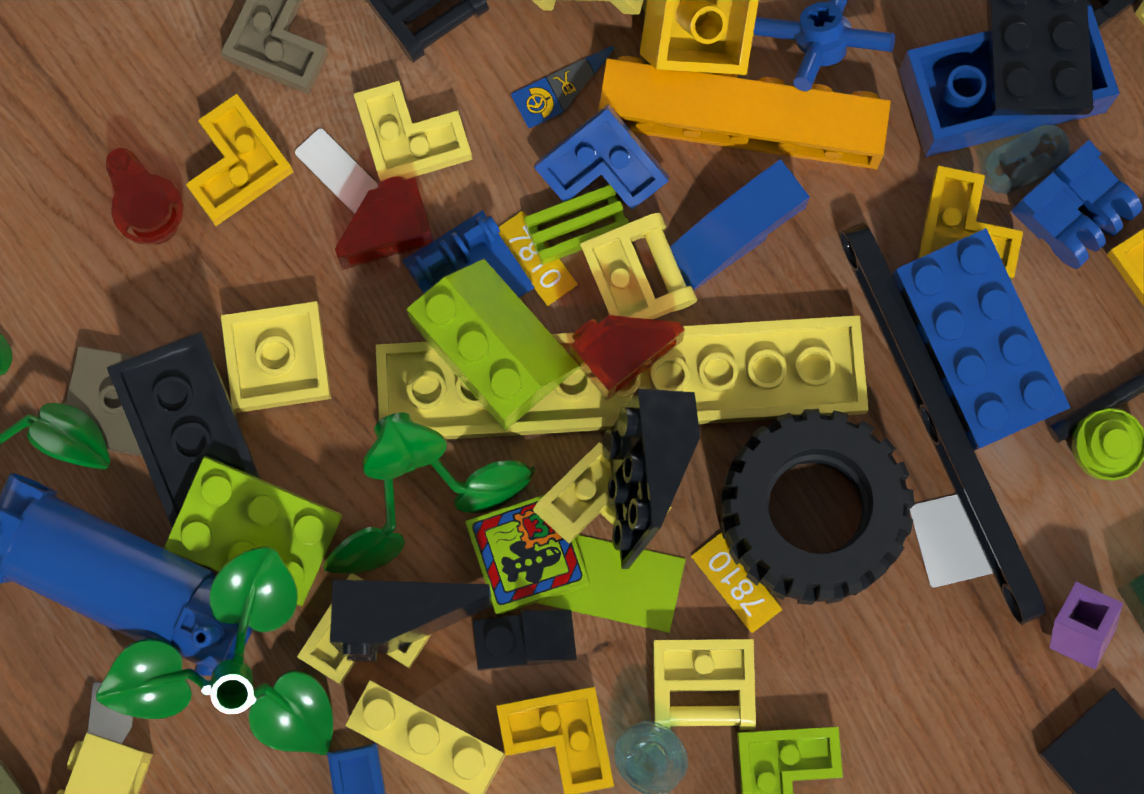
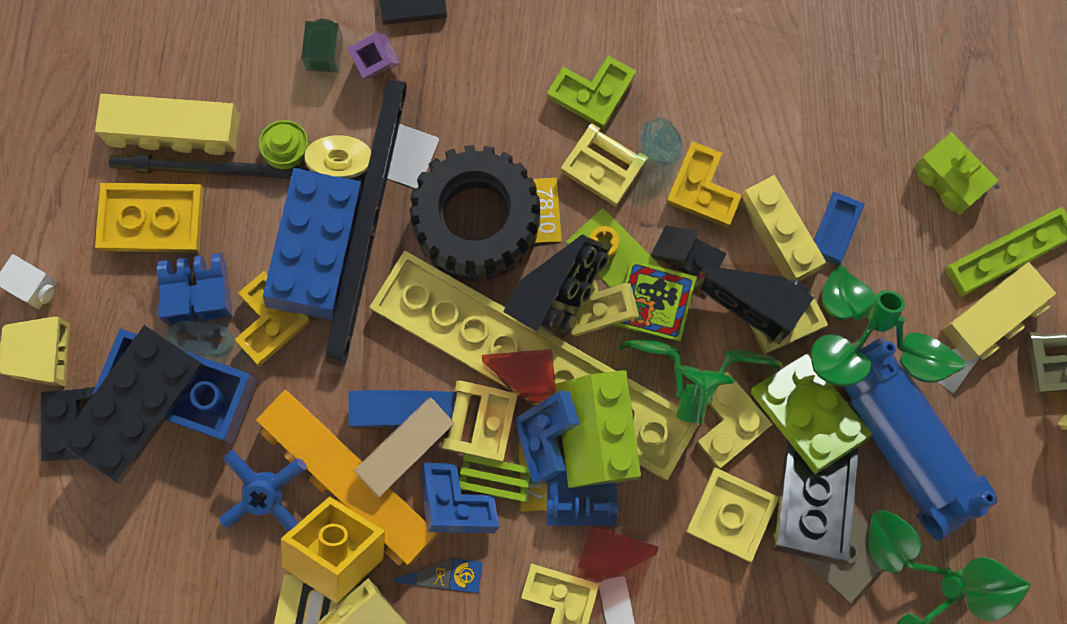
camera: 145 degrees left, 0 degrees up
(331, 467) = (739, 426): none -> light yellow plate
(559, 298) = (538, 435): none -> blue plate
(651, 576) = (607, 231): none -> yellow bush
(701, 177) = (403, 447): none -> tan tile
(1045, 479) = (338, 156): none -> light yellow dish

